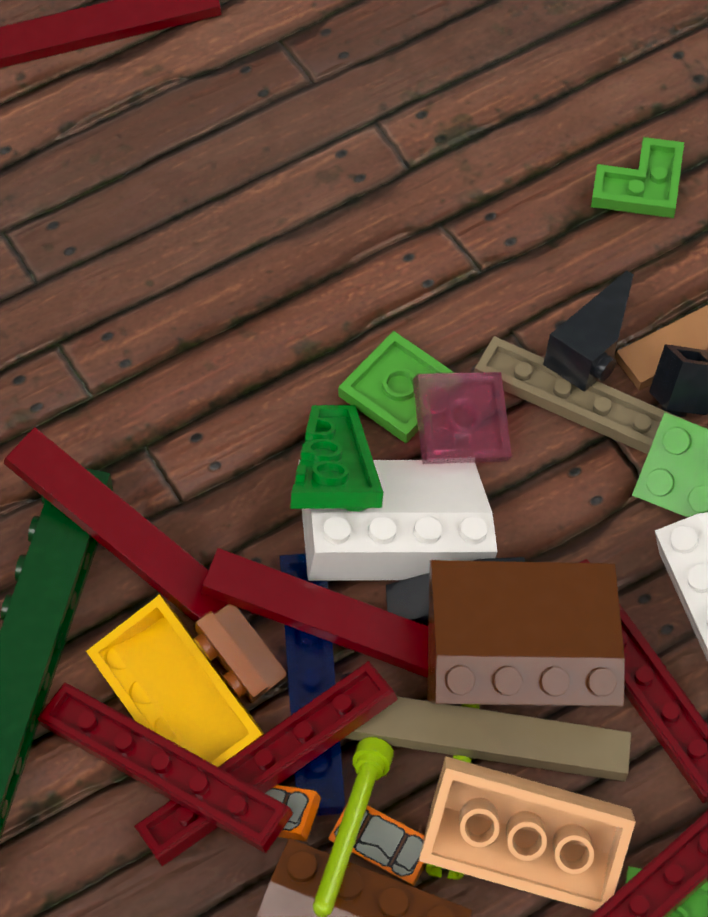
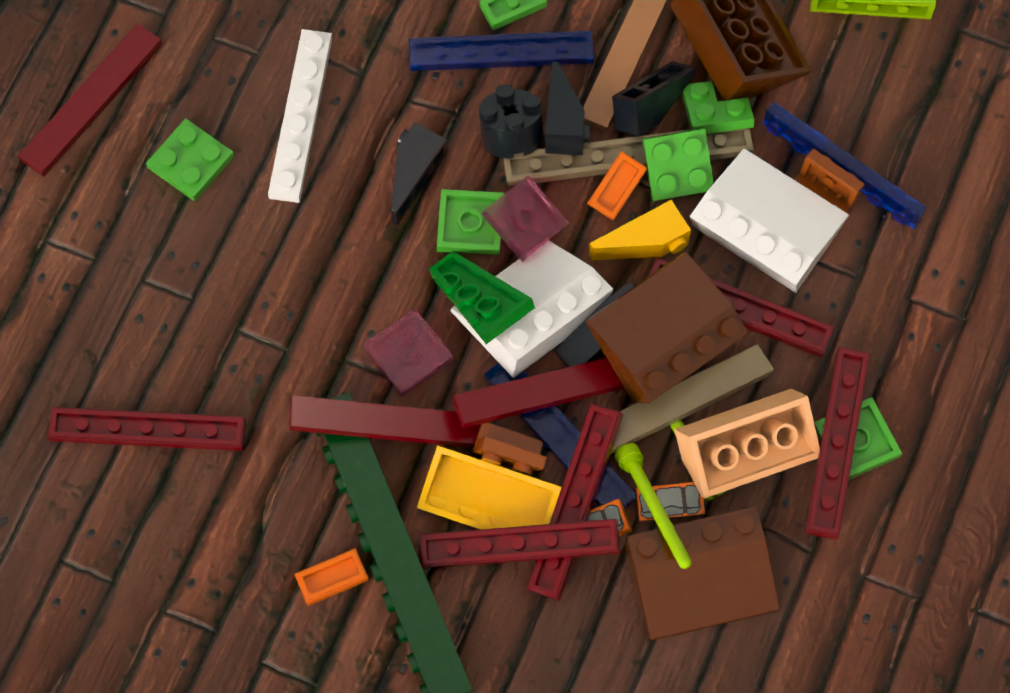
camera: 35 degrees left, 10 degrees up
(151, 142) = (190, 160): none -> bright green plate
(216, 479) = (408, 352): none -> clear pink plate
(304, 168) = (300, 116): none -> white plate
(384, 289) = (417, 159): none -> black slope
(526, 304) = (511, 122): none -> black brick
(583, 231) = (501, 50): none -> clear blue plate
(587, 525) = (649, 235): none -> yellow slope
(599, 450) = (617, 186): none -> orange tile

